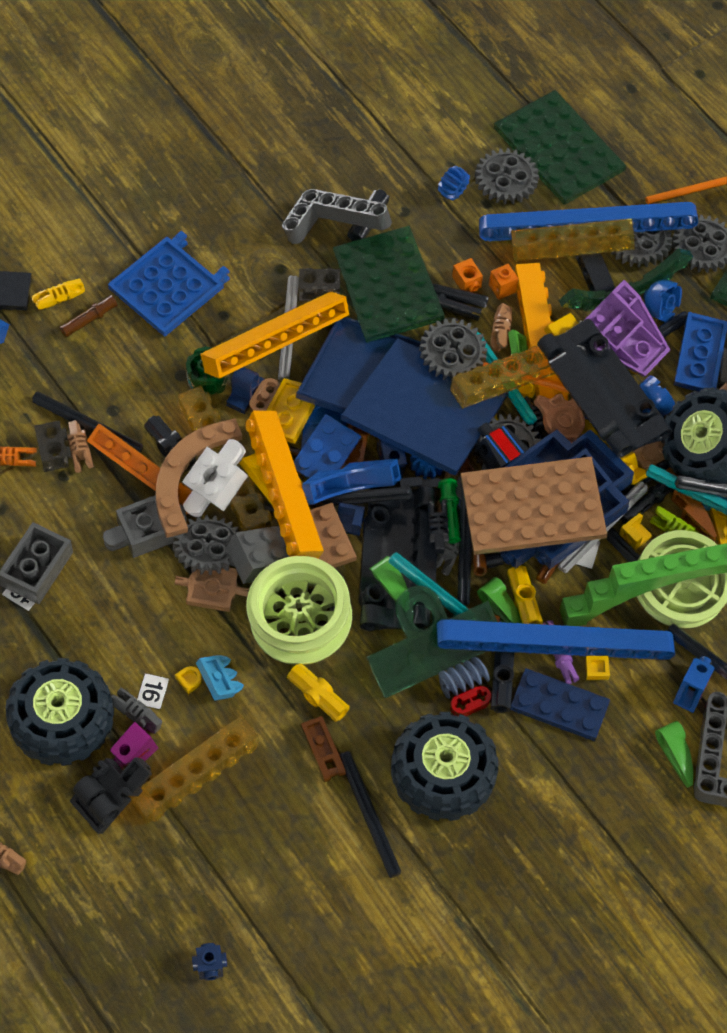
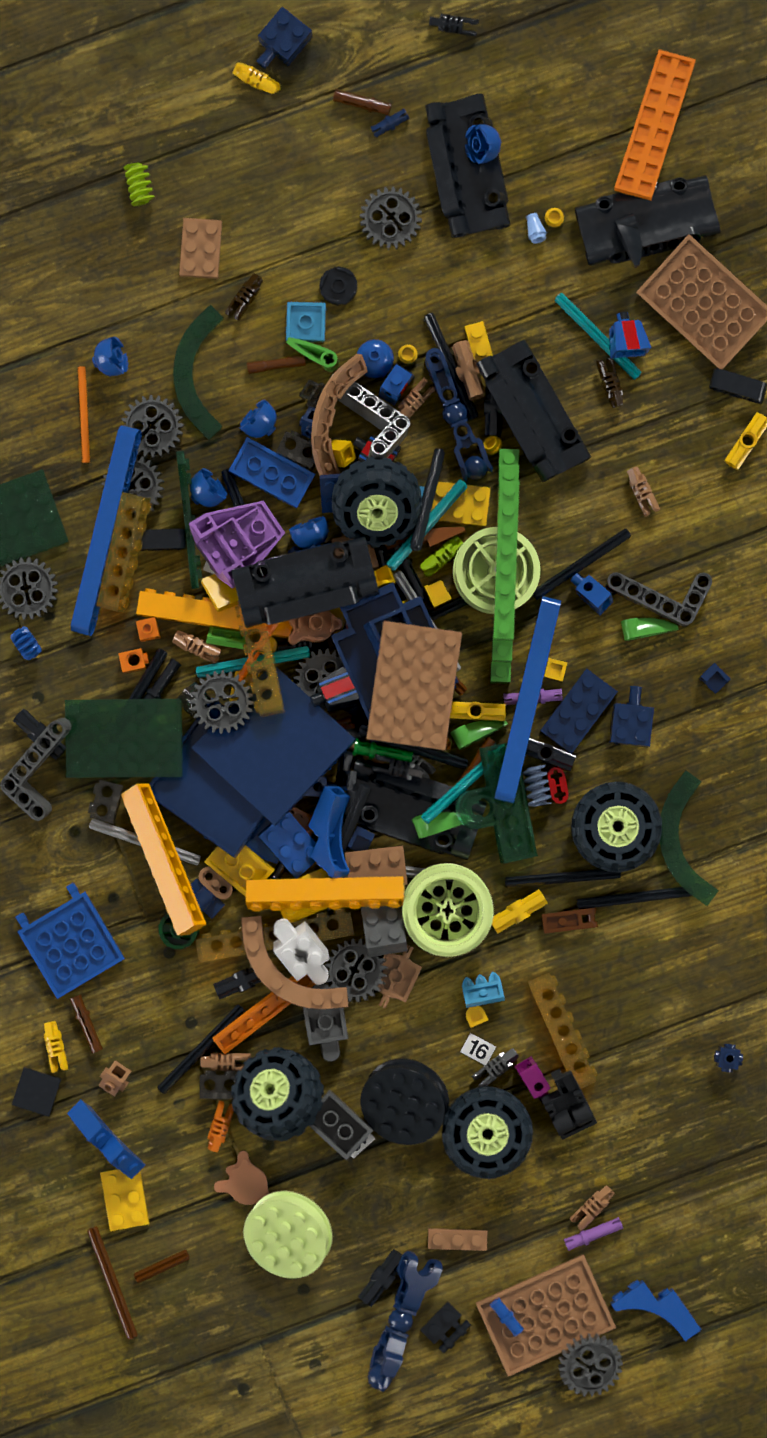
camera: 65 degrees left, 25 degrees up
(37, 348) = (114, 1078): none -> medium nougat brick
(54, 488) = (277, 1094): none -> black wheel
(76, 615) = (404, 1101): none -> black wheel
(369, 730) = (564, 877): none -> black axle
(447, 835) = (671, 845): none -> clear green plate
(567, 759) = (632, 721): none -> dark blue brick
(648, 838) = (714, 678): none -> dark blue panel

